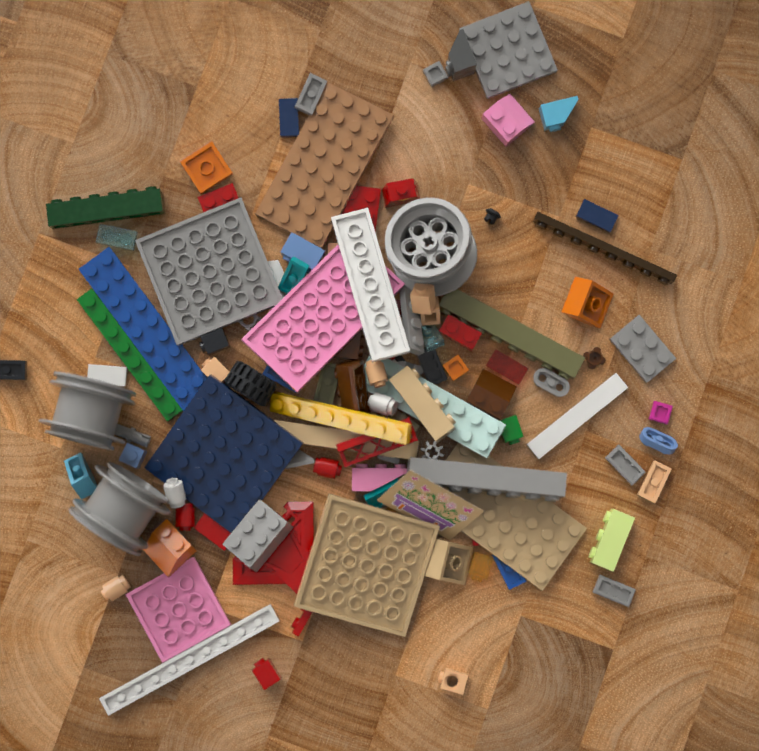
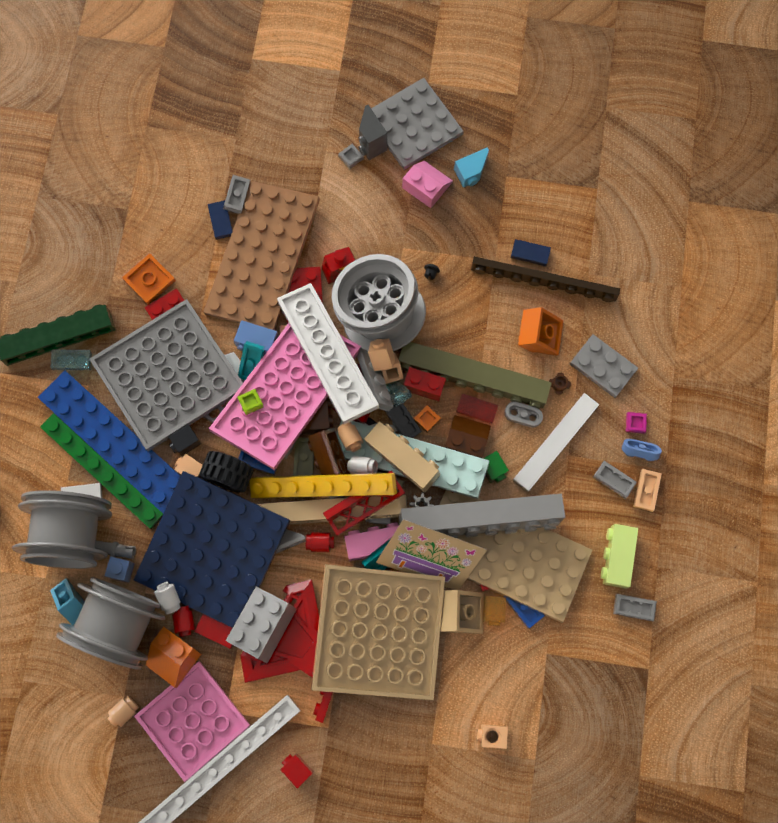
camera: 10 degrees left, 10 degrees down
(286, 320) = (250, 401): none -> lime tile

